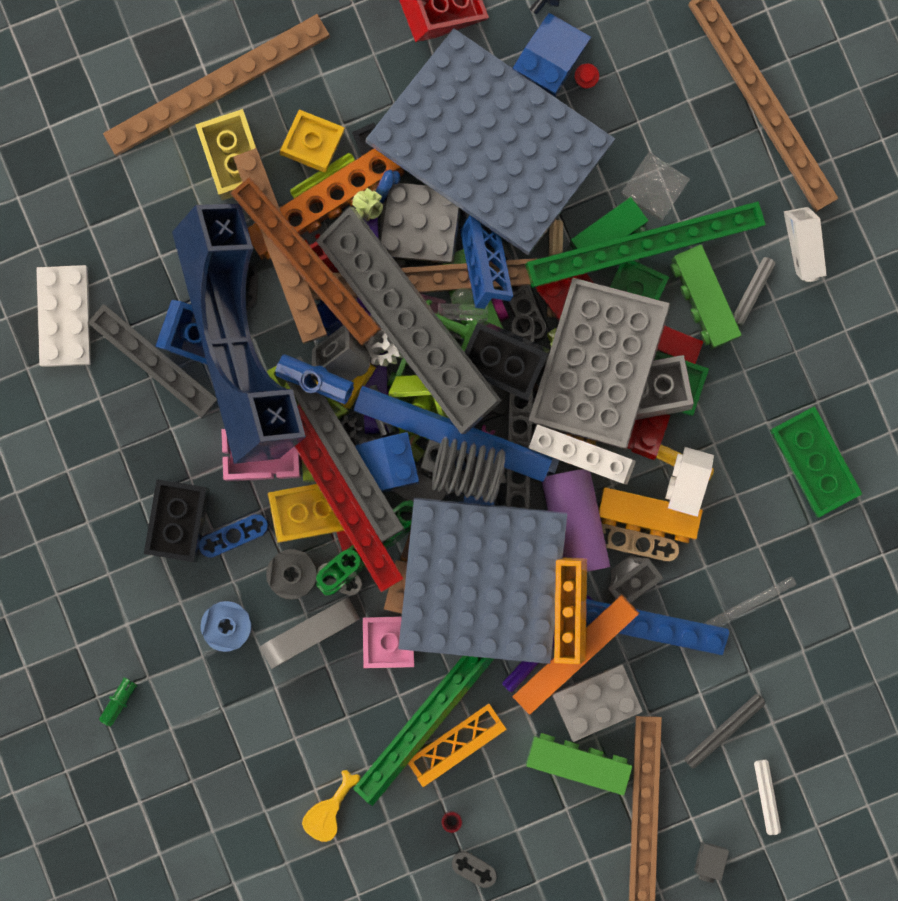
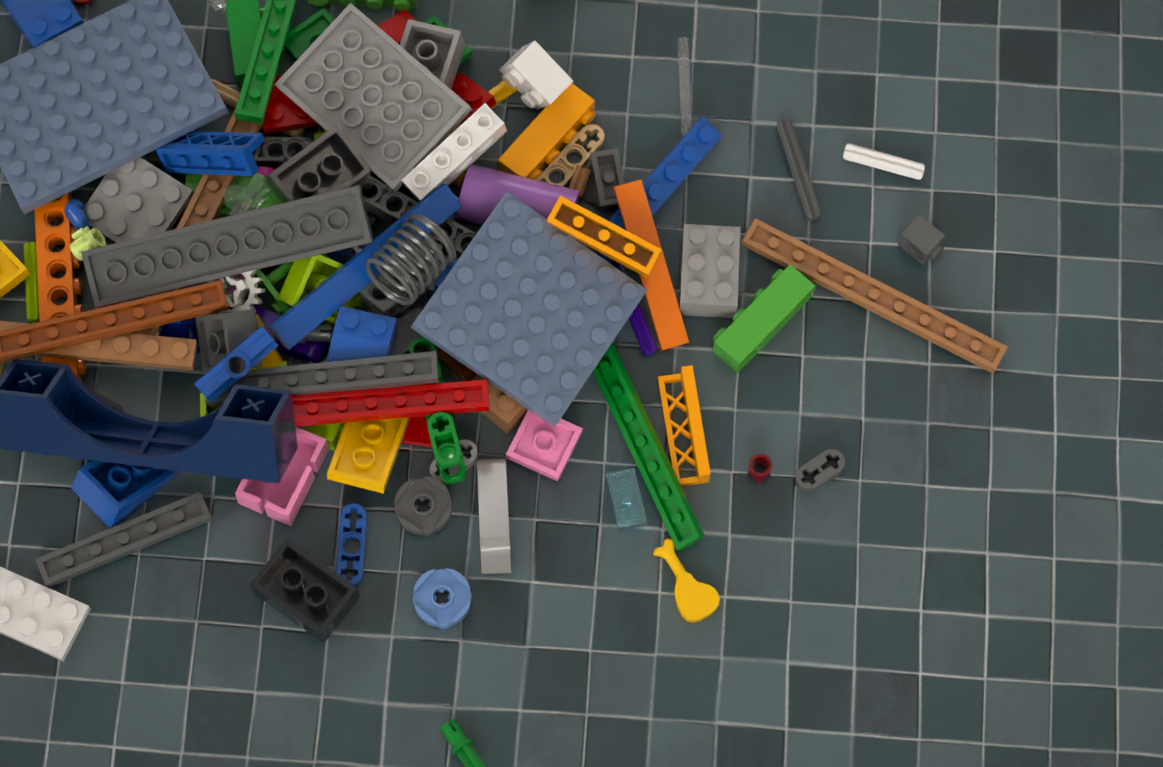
camera: 65 degrees left, 15 degrees down
(360, 138) = (18, 223): black plate -> none
(374, 729) = (626, 499): none -> clear light blue plate
(622, 559) = (579, 179): none -> medium nougat piece

